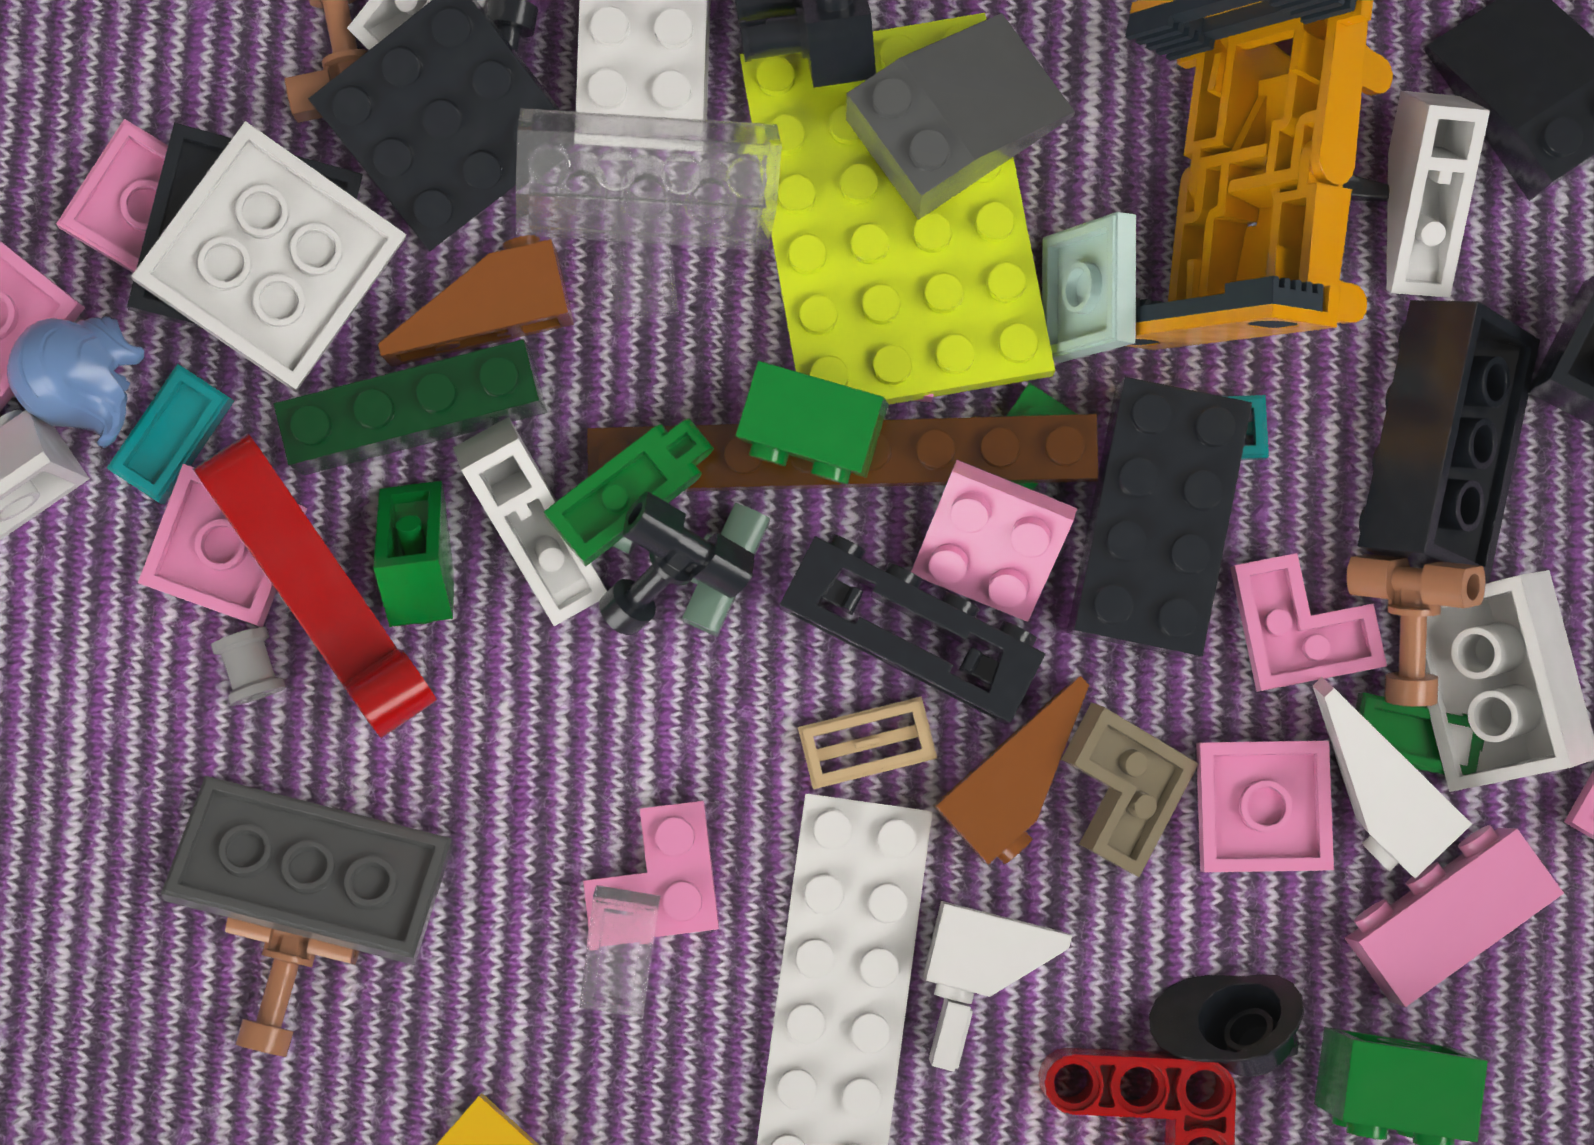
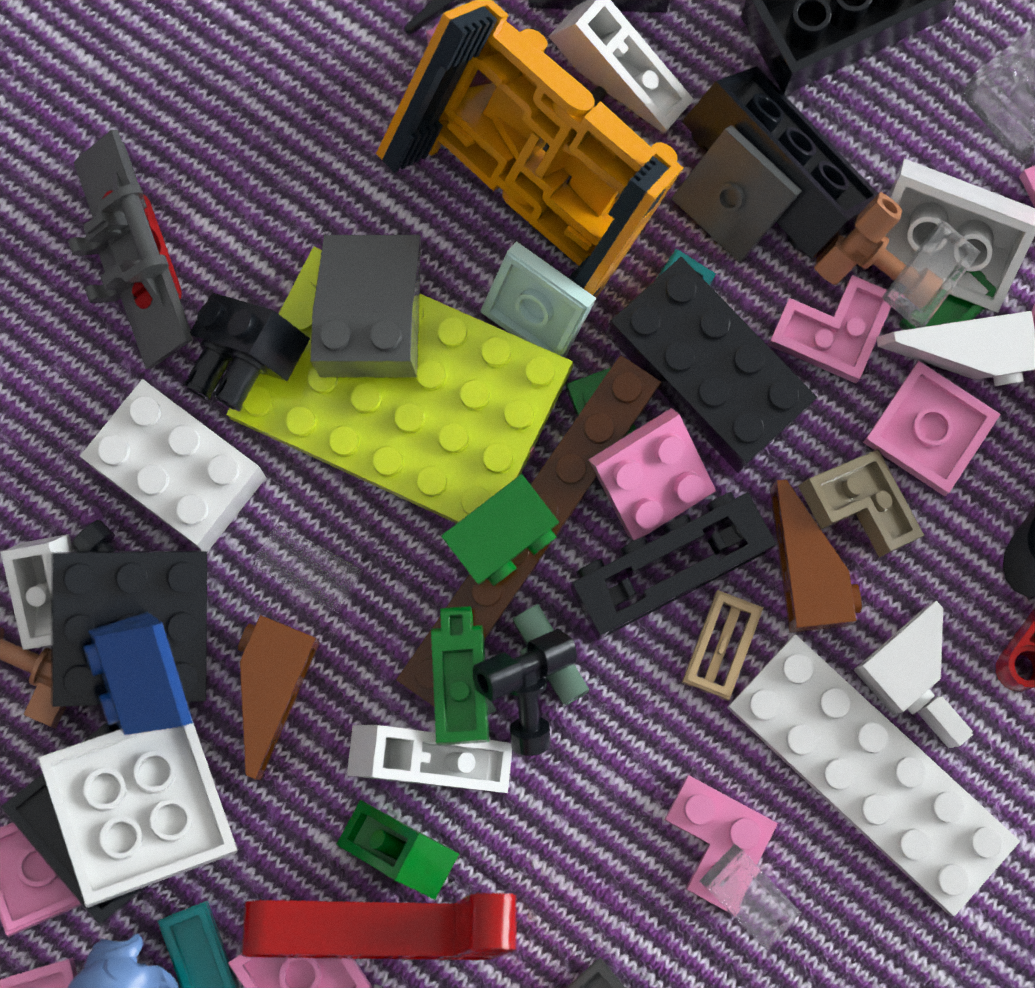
camera: 60 degrees left, 5 degrees down
(393, 157) = (138, 675): none -> blue slope
(410, 407) = (300, 785): dark green brick -> none
(646, 179) = (267, 525): clear slope -> none
(1370, 414) = (736, 193): none -> dark grey plate
(1431, 686) = (931, 275): none -> clear tile

